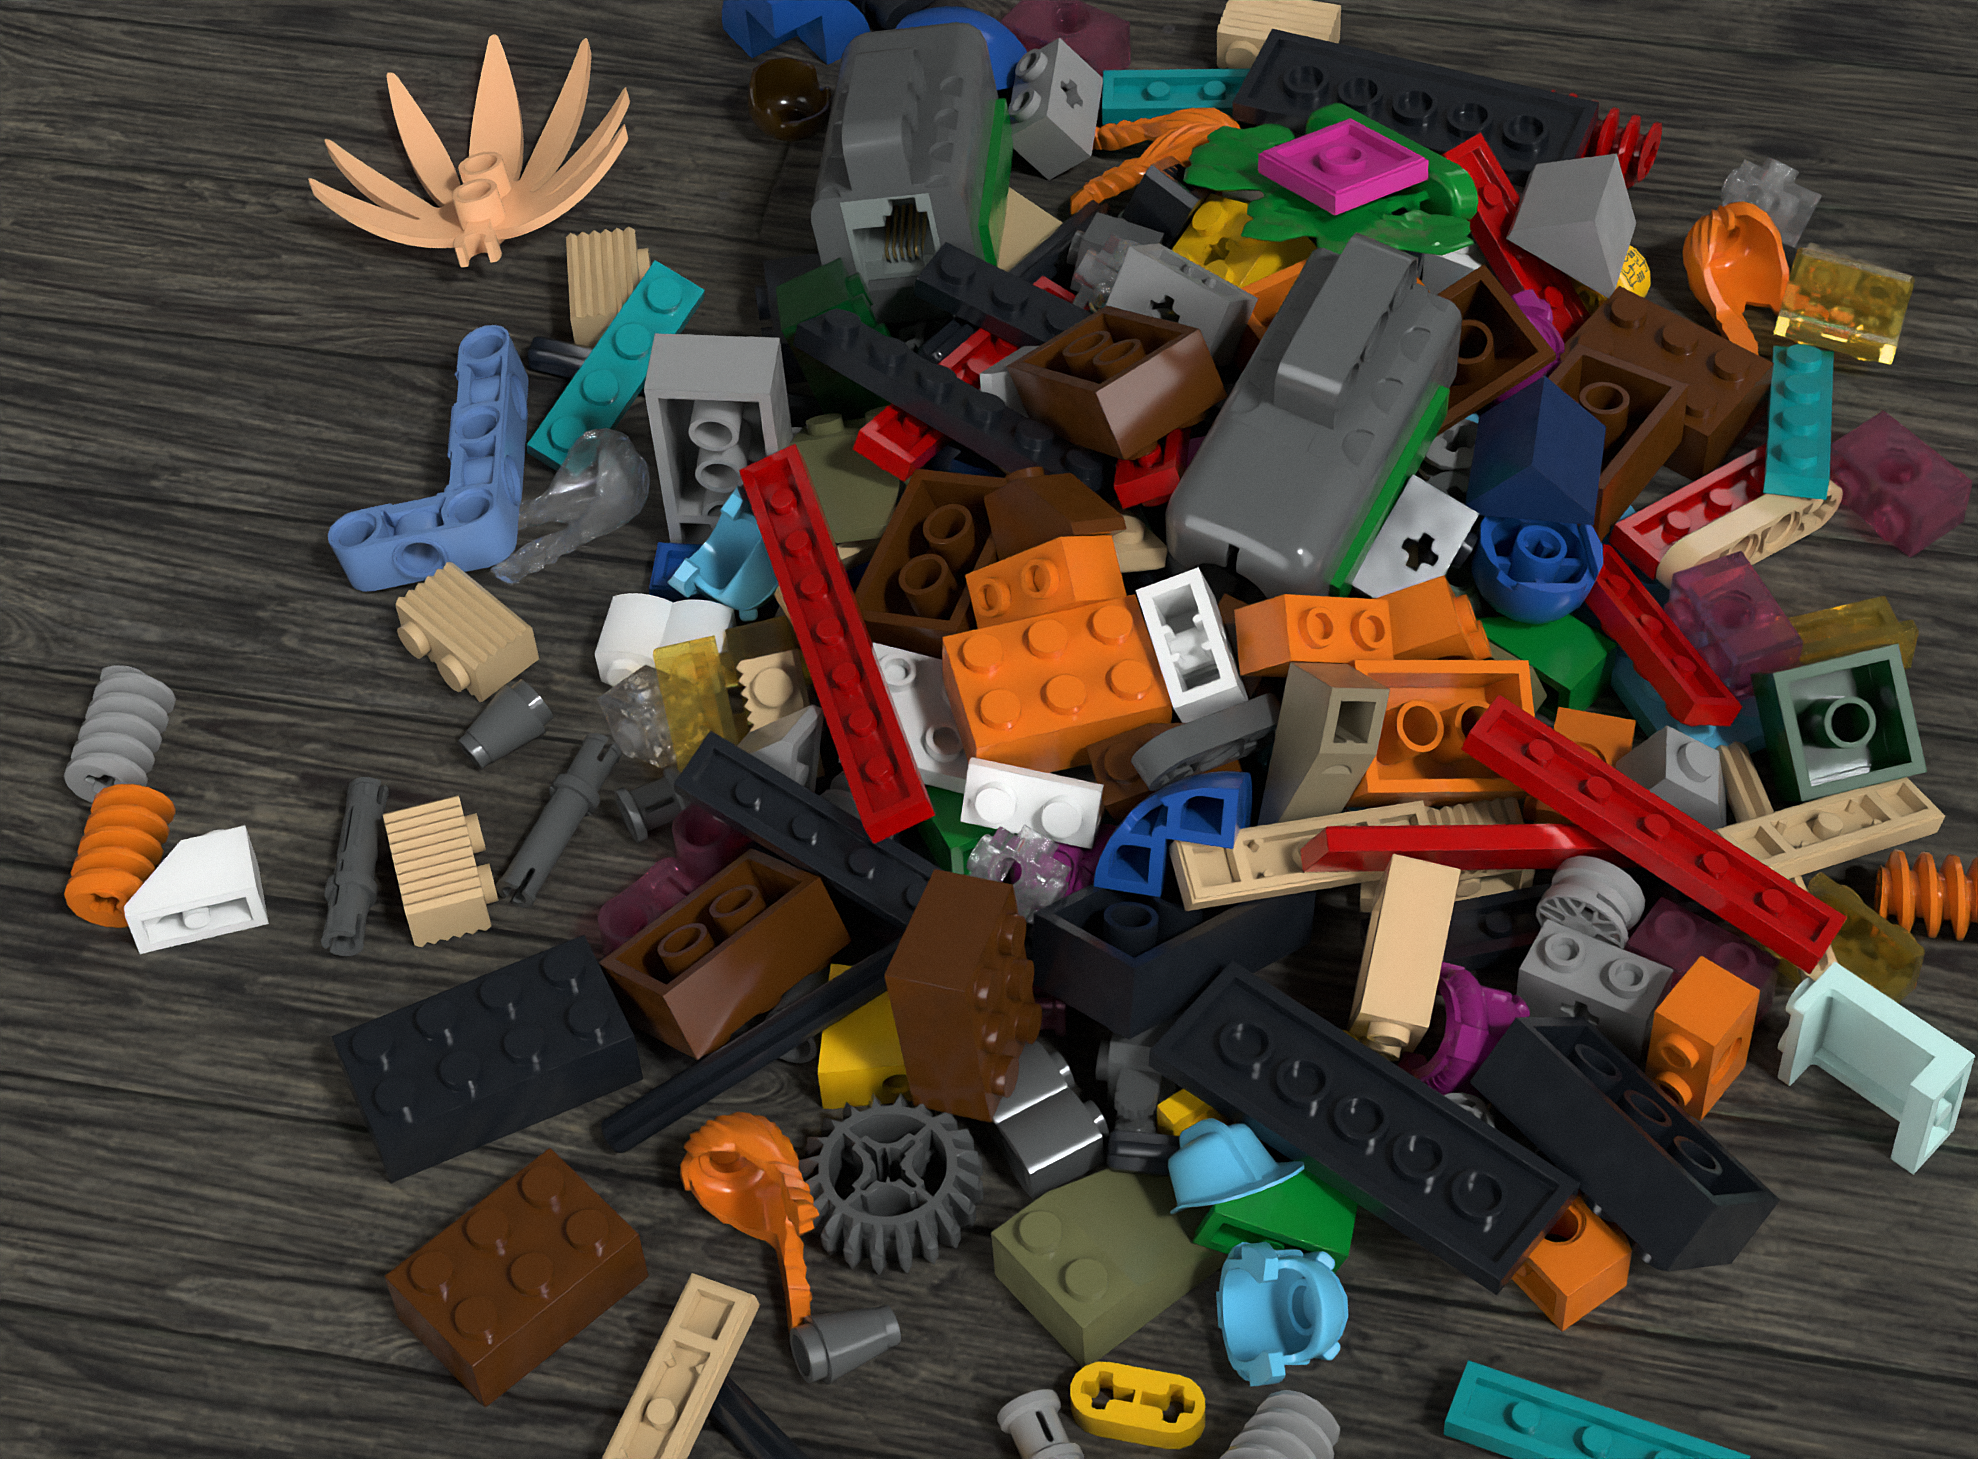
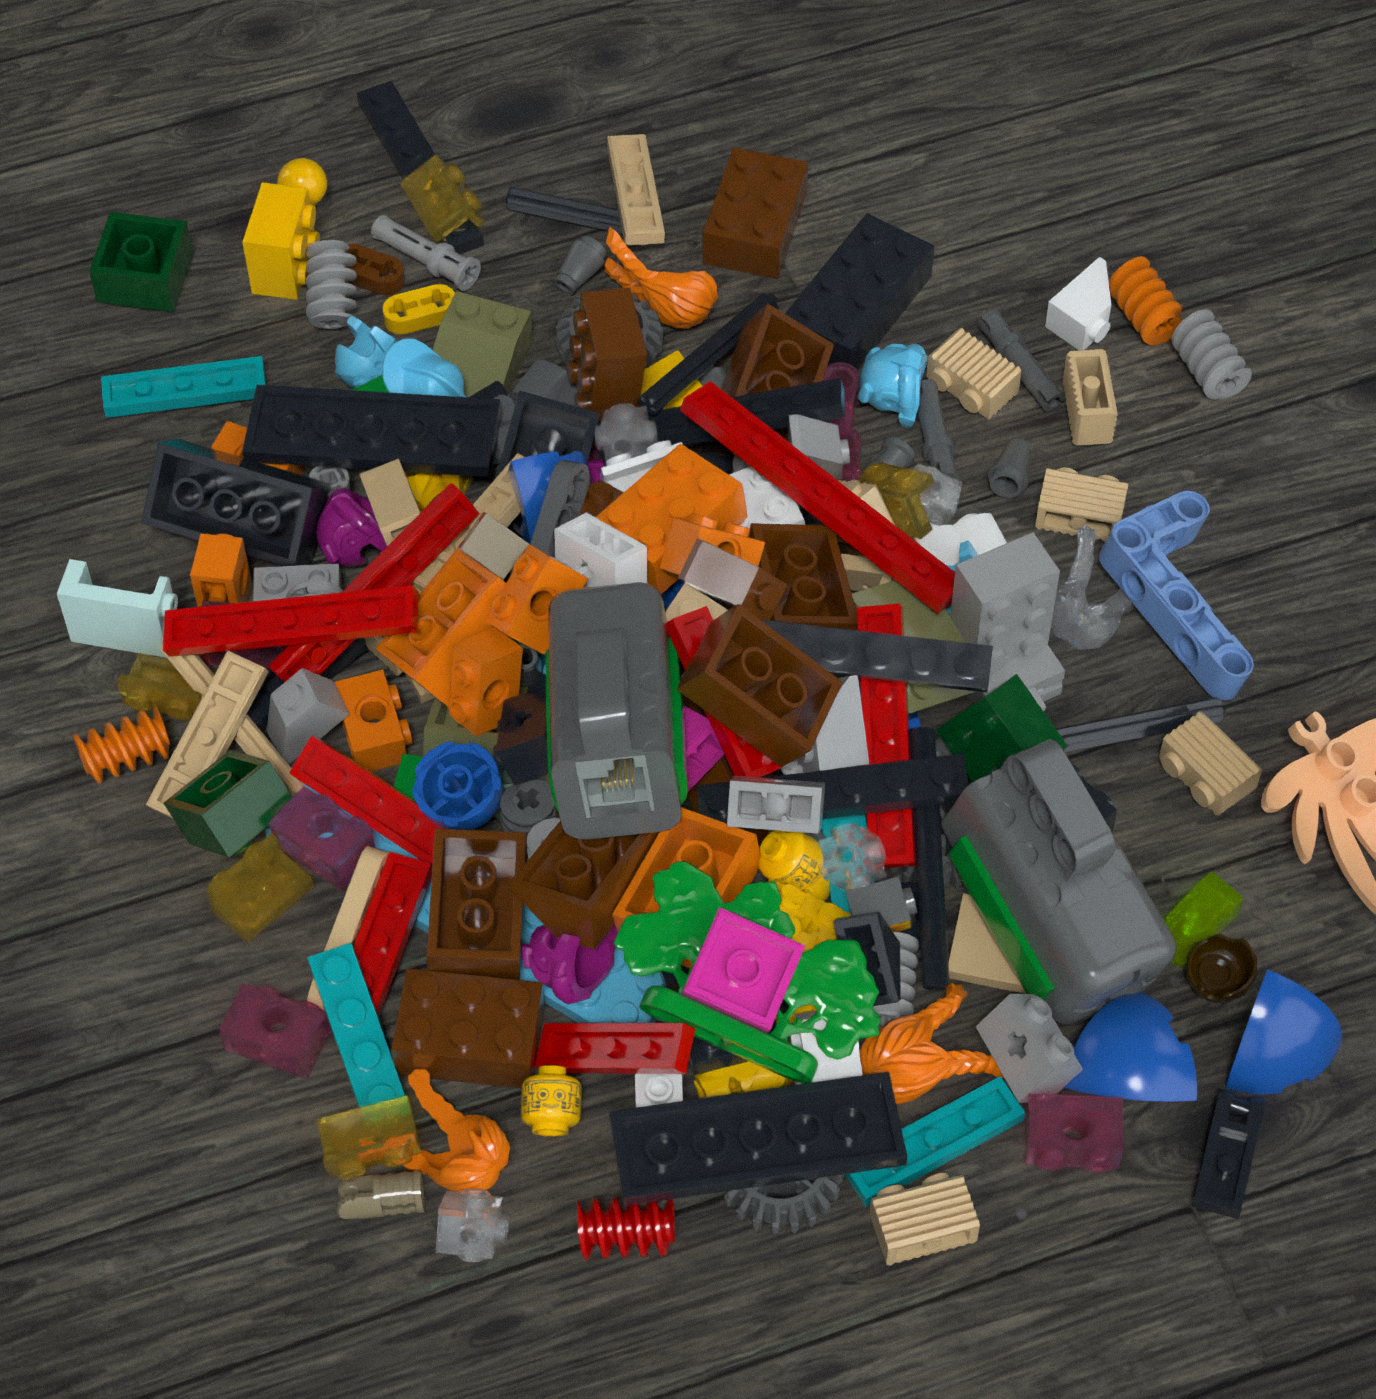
camera: 145 degrees right, 5 degrees up
(329, 742) = (1089, 397): none -> tan brick
(551, 886) = (893, 380): none -> medium azure helmet
(617, 364) = (1143, 697): teal plate -> none
(761, 170) = (1202, 914): none -> clear neon green slope
(1537, 458) = (482, 814): dark blue slope -> none
(1577, 219) = (579, 1071): light grey slope -> none

